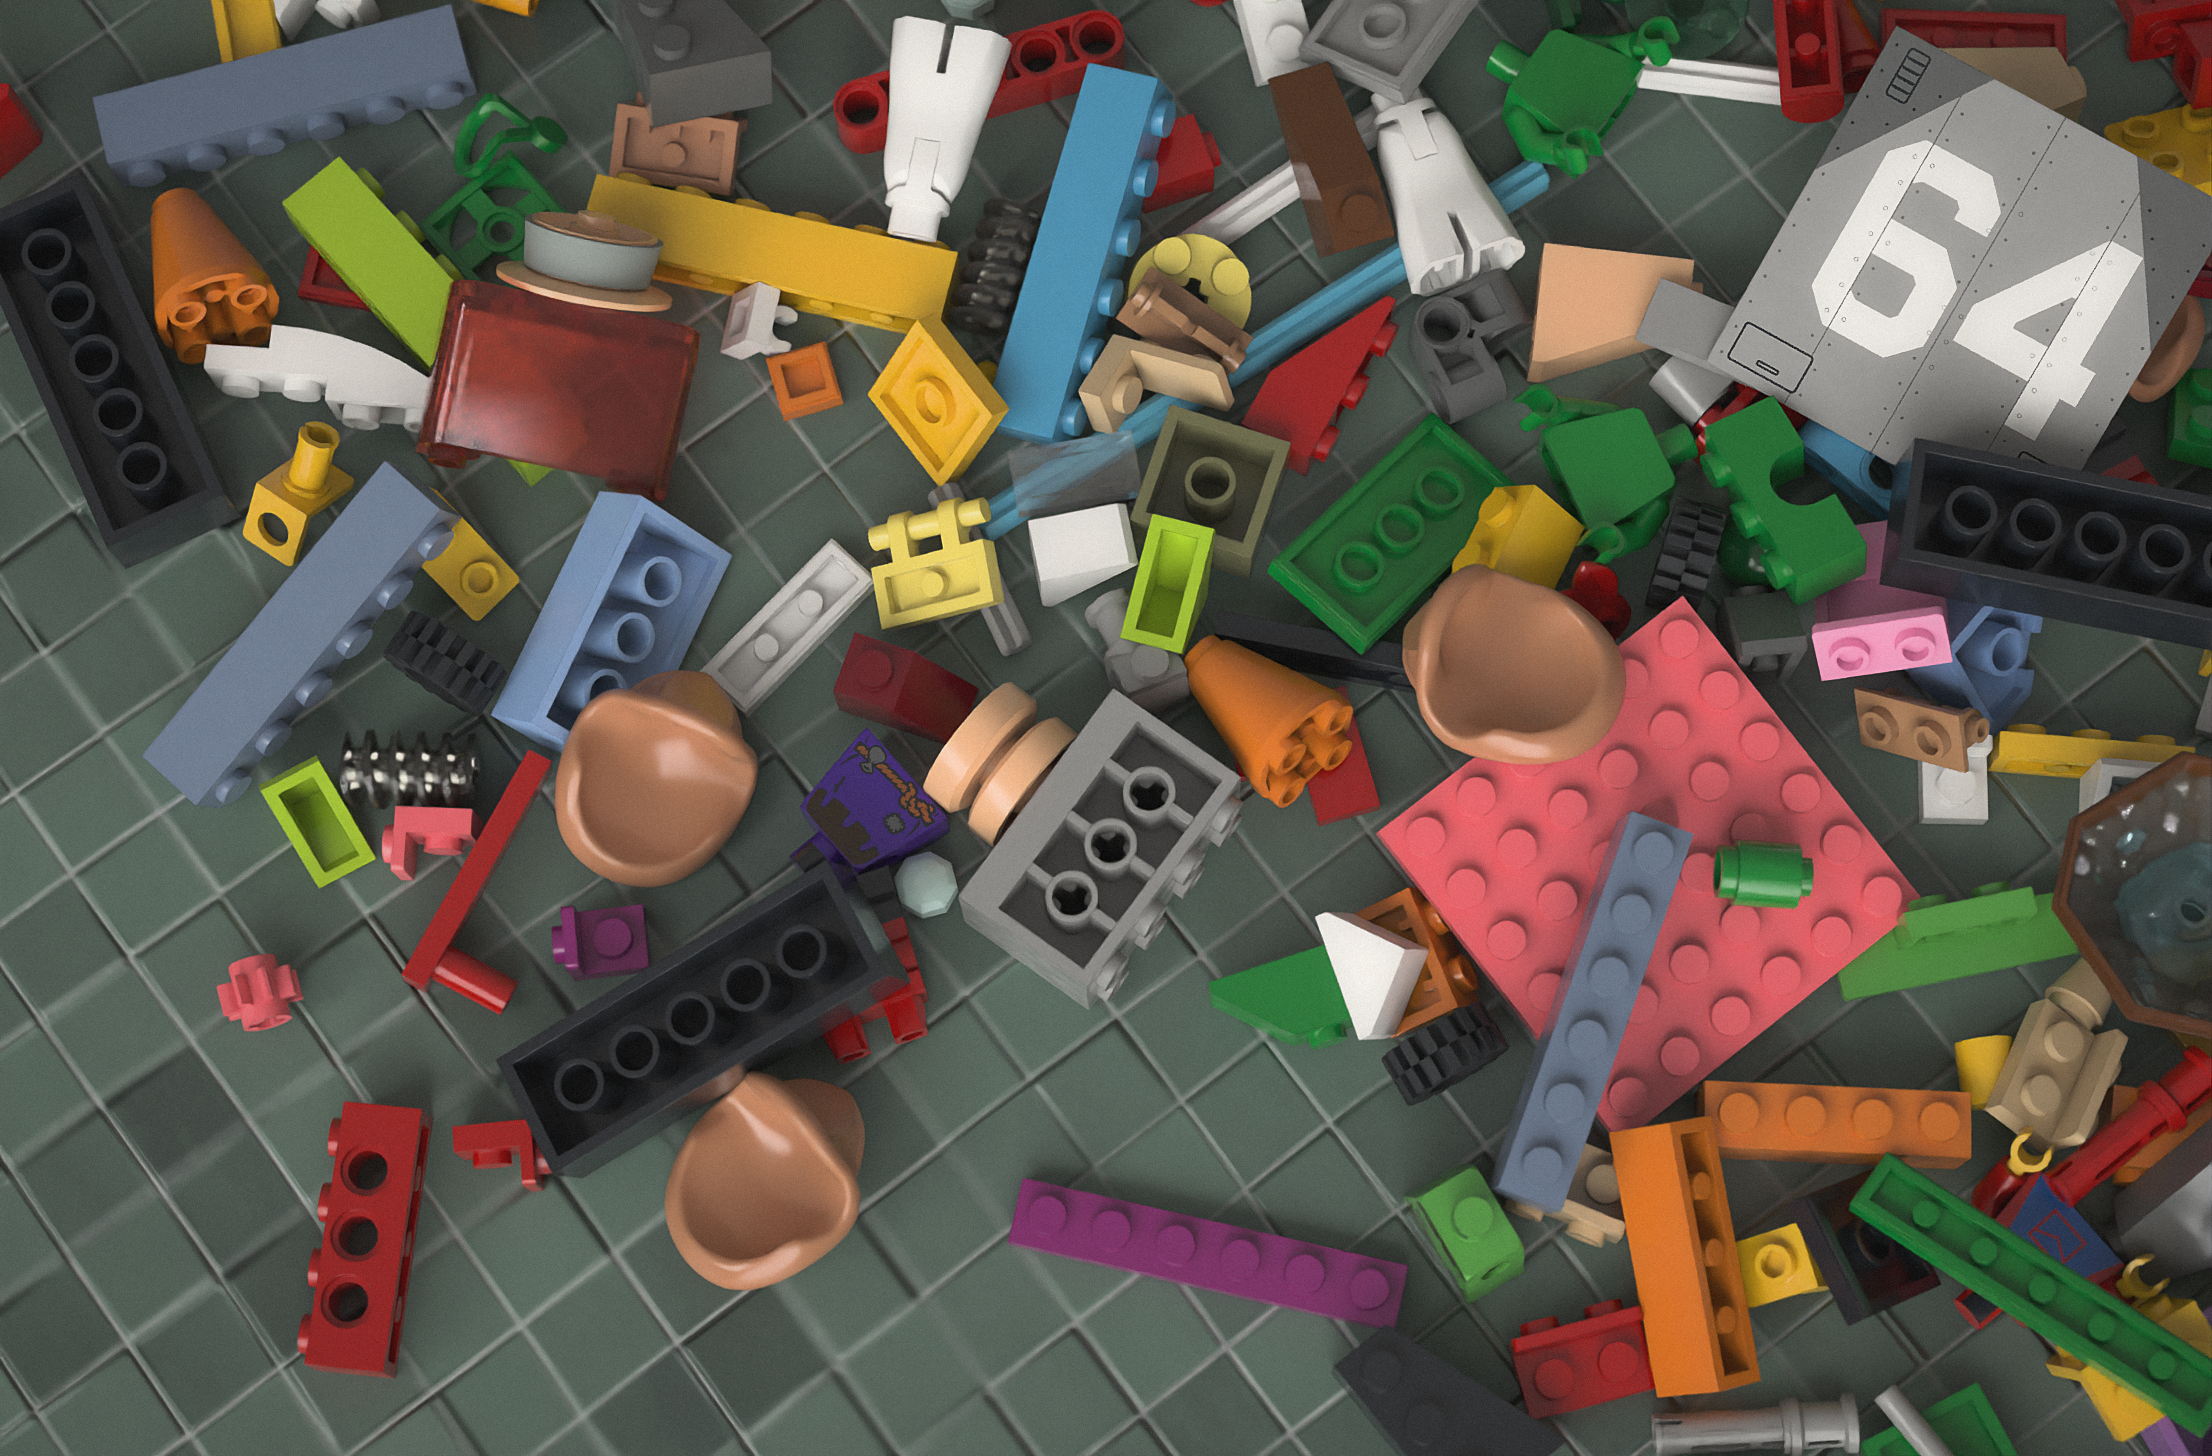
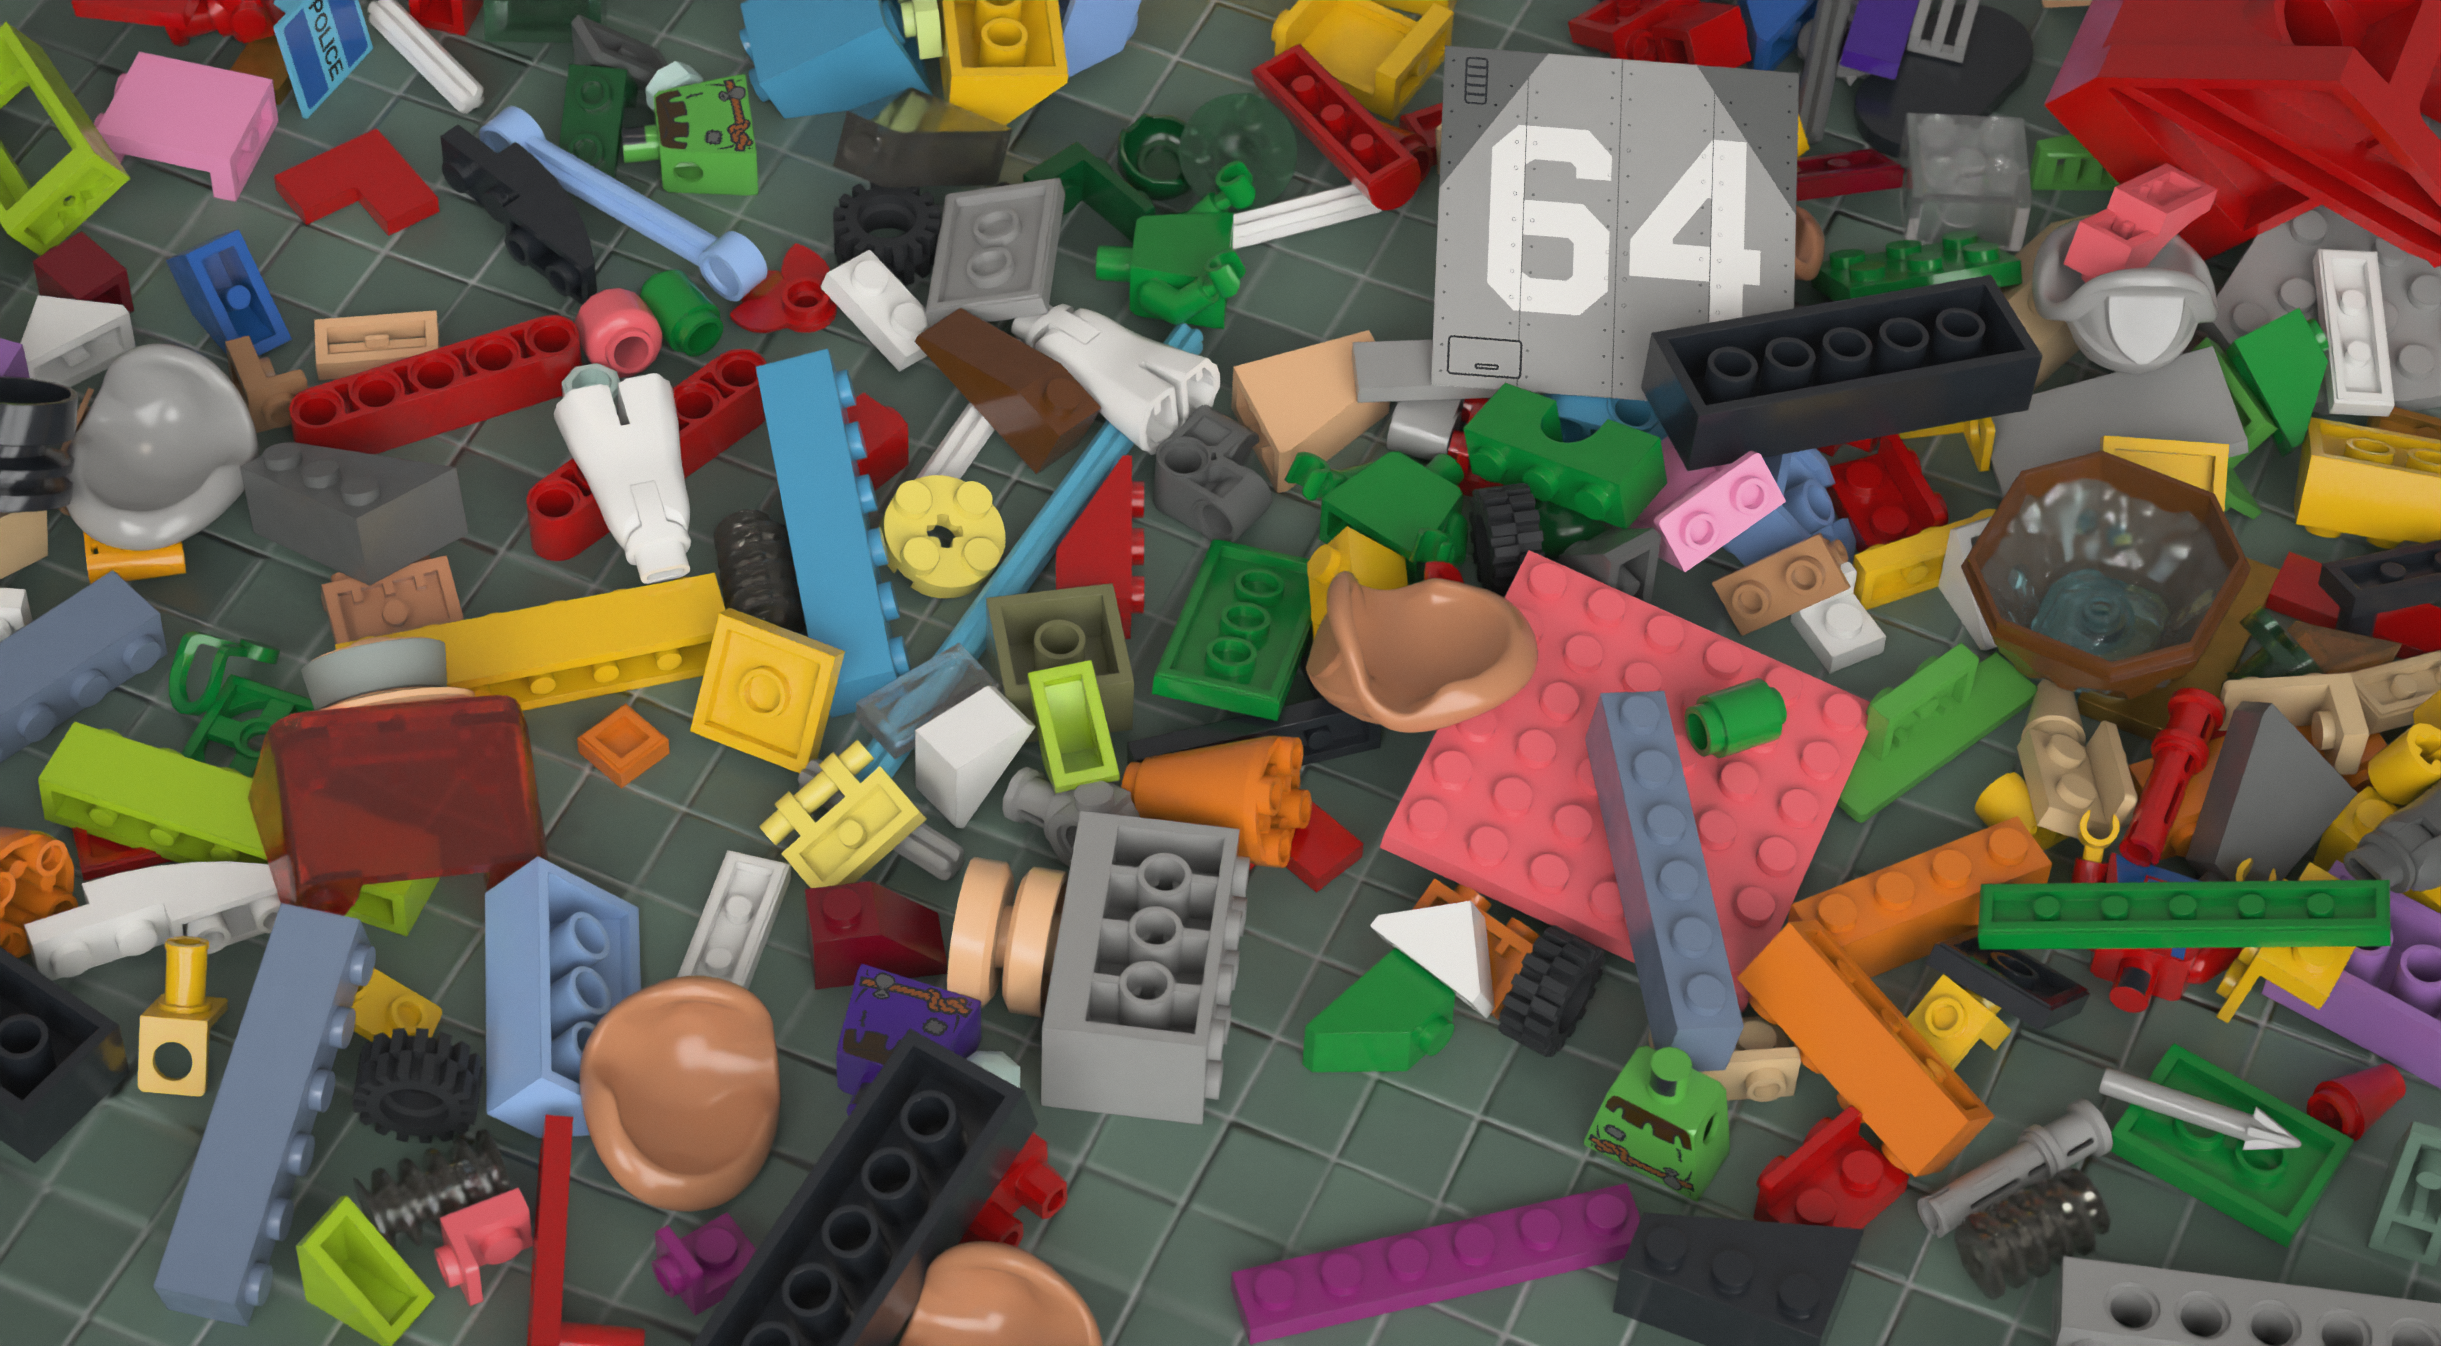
camera: 35 degrees left, 25 degrees down
(752, 320) = (553, 710): white tile -> none
(1131, 365) = (955, 589): tan bracket -> none
(1182, 323) = (959, 548): medium nougat hinge -> none
(2078, 678) = (1886, 495): none -> red bracket

